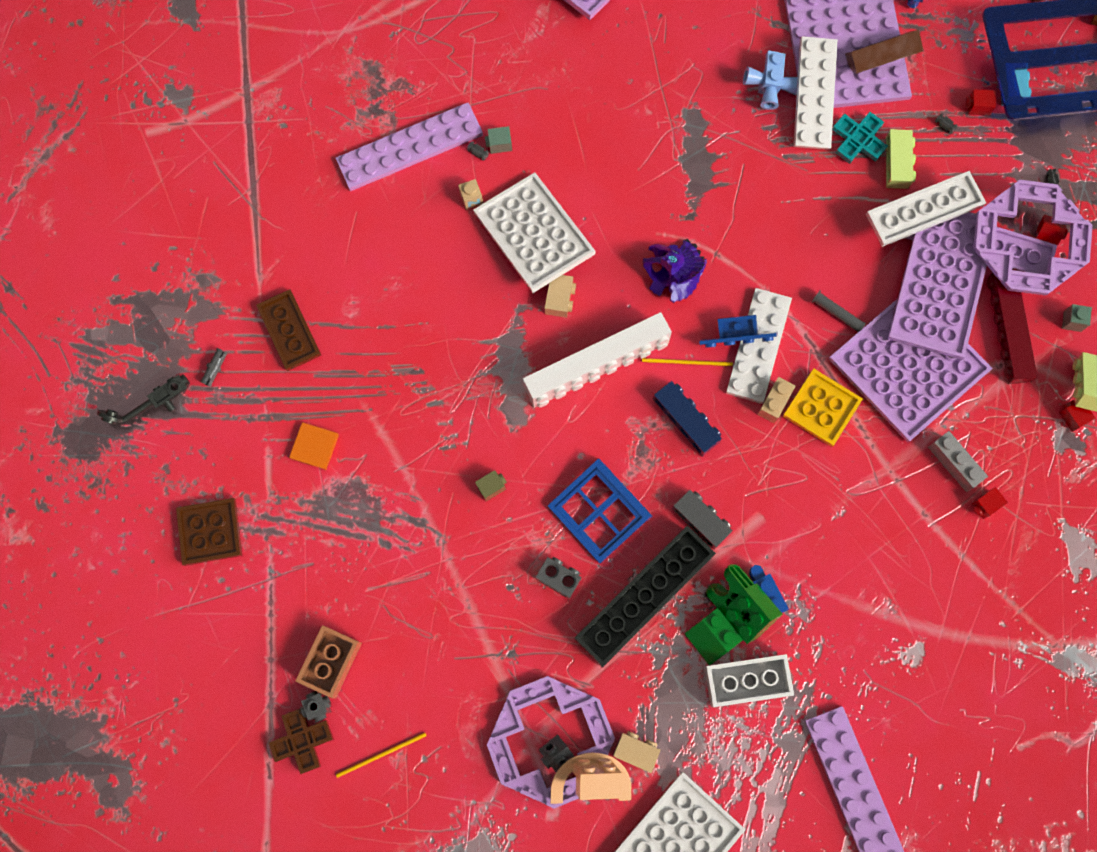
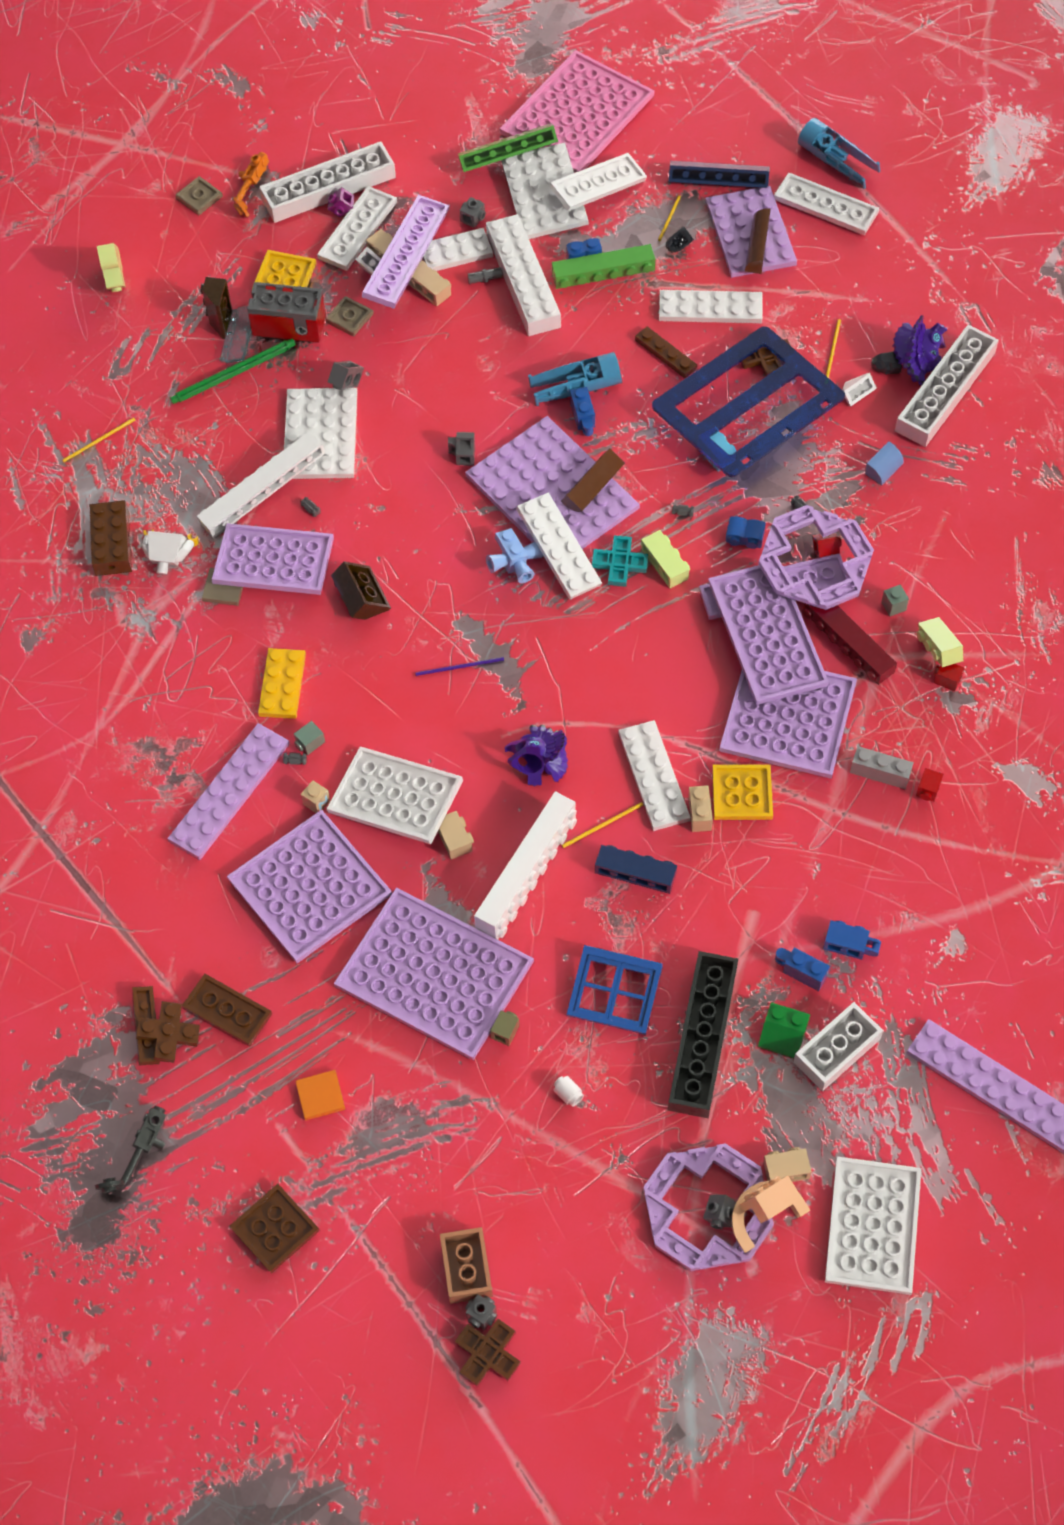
camera: 35 degrees left, 15 degrees down
(213, 367) = (178, 1084): dark grey pin -> none
(219, 303) = (144, 1007): none -> reddish brown plate
(231, 319) = (167, 1032): none -> reddish brown plate
(381, 755) = (567, 1319): yellow piece -> none
(418, 266) = (309, 886): none -> lavender plate
(467, 403) = (434, 973): none -> lavender plate
(505, 571) = (568, 1091): none -> white brick
(510, 79) = (282, 683): none -> yellow plate
(556, 581) = (619, 1072): dark grey brick -> none
(624, 35) = (360, 590): none -> dark brown slope
(663, 151) = (459, 666): none -> dark purple piece
(702, 519) = (706, 939): dark grey brick -> none
(738, 329) = (628, 769): blue bracket -> none
(744, 604) = (786, 983): green brick -> none
(823, 595) = (850, 940): none -> blue brick
(838, 312) = (701, 708): dark grey pin -> none
(925, 208) = (714, 584): white plate -> none
(981, 102) = (700, 477): red brick -> none
(988, 176) = (745, 532): none -> blue brick

